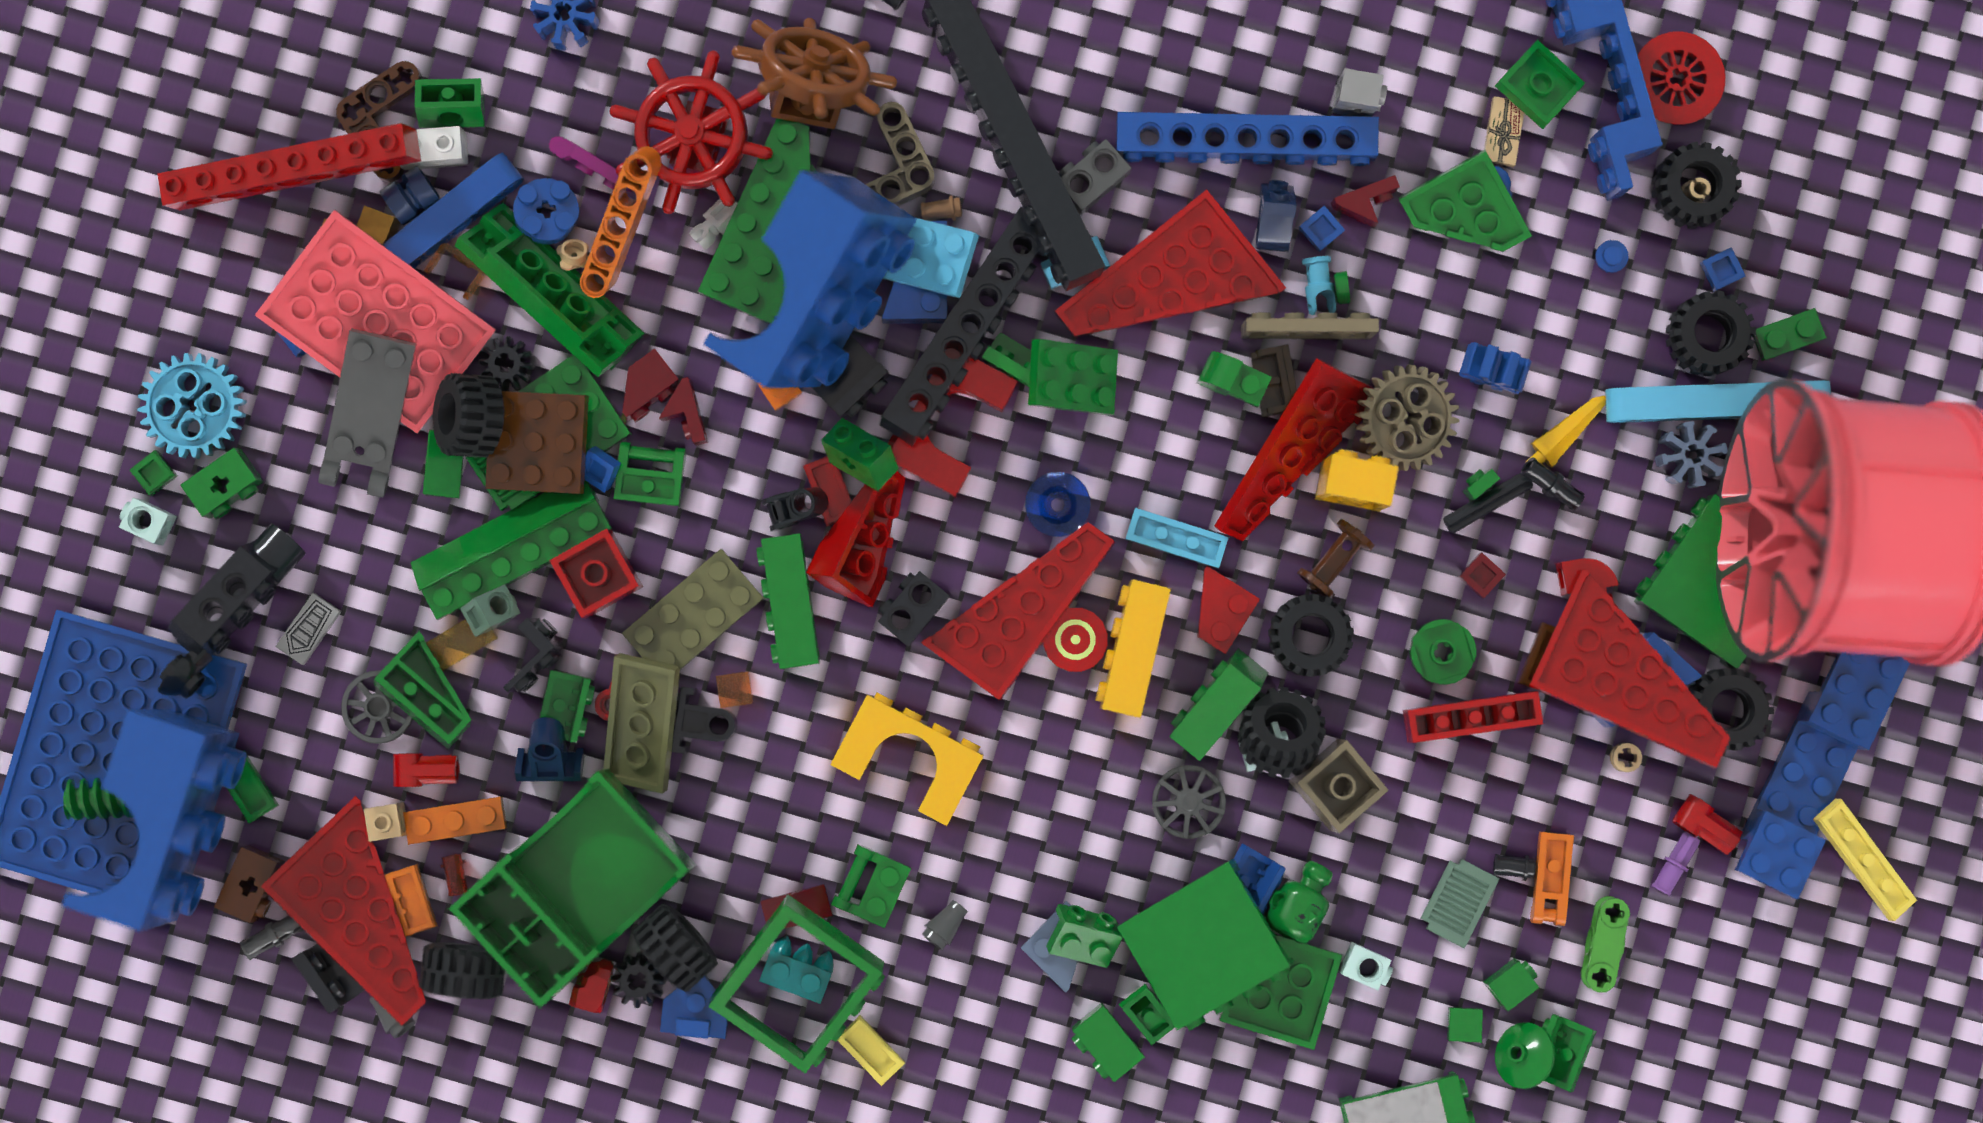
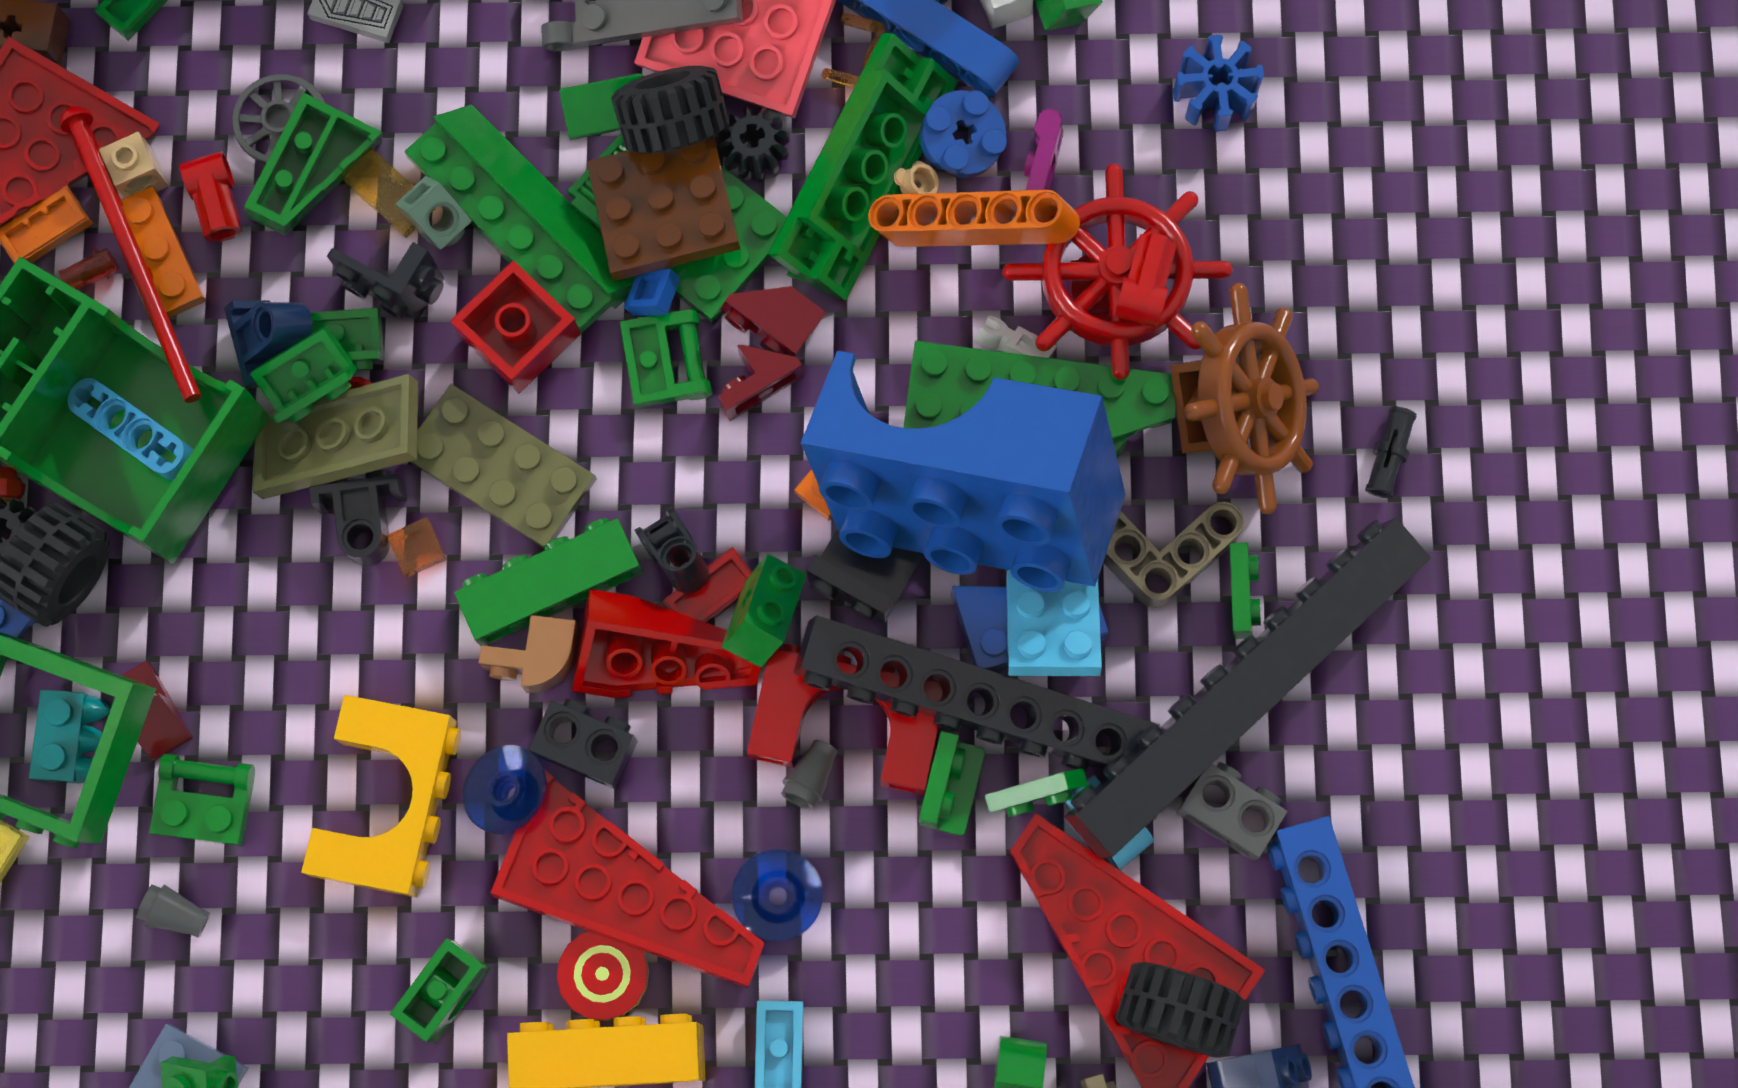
camera: 75 degrees right, 10 degrees down
(340, 852) = (78, 122): none -> red bar
(591, 732) = (304, 375): none -> green bracket
(596, 867) = (130, 429): none -> dark azure beam
(717, 117) = (1144, 289): none -> red piece
(846, 618) = (547, 657): none -> medium nougat brick
(917, 679) = (490, 783): none -> clear blue dish
(930, 114) = (1244, 571): none -> green plate
(942, 209) = (1123, 625): medium nougat pin -> none
(982, 458) = (809, 777): none -> dark grey cone
(1043, 292) = (1020, 798): none -> plate
(1056, 751) = (440, 991): none -> green brick
(1072, 377) = (952, 862): green plate -> none
(1219, 253) = (1180, 1009): none -> black tyre

